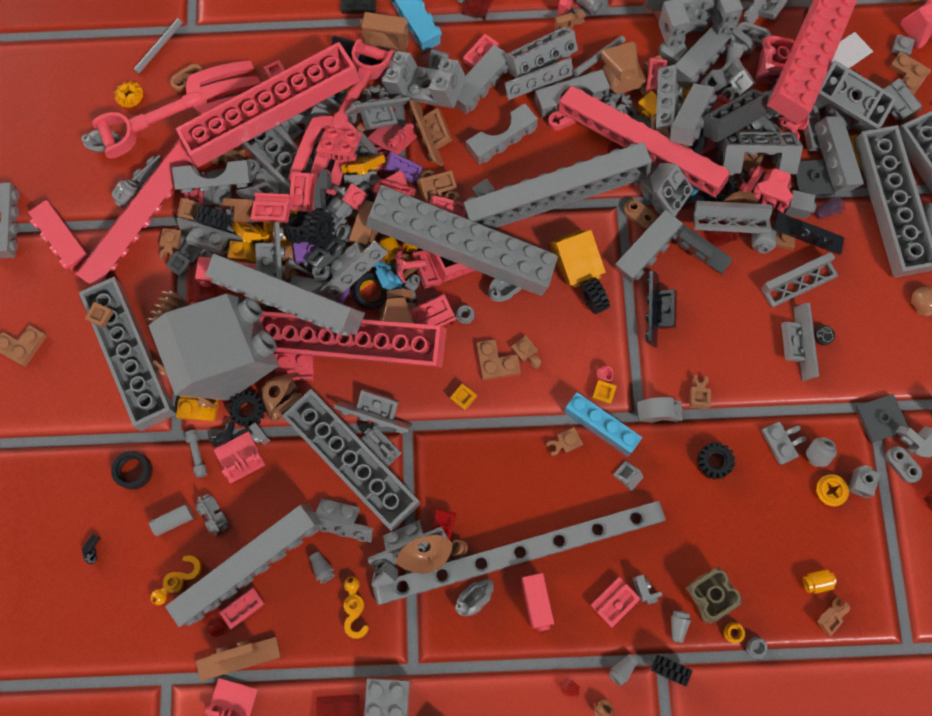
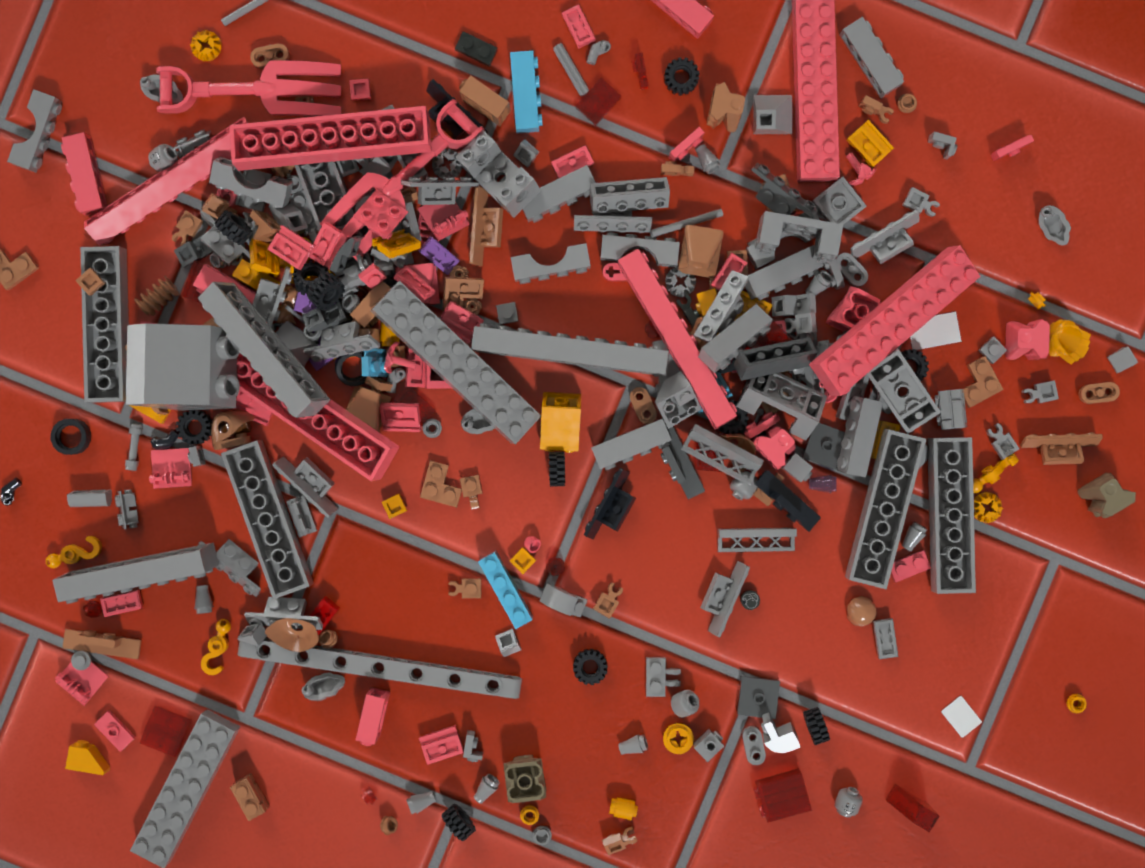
camera: 25 degrees right, 15 degrees up
(224, 683) = (81, 660): none -> light grey plate
(636, 380) = (555, 561): none -> clear red plate
(796, 515) = (636, 744): none -> light grey cone

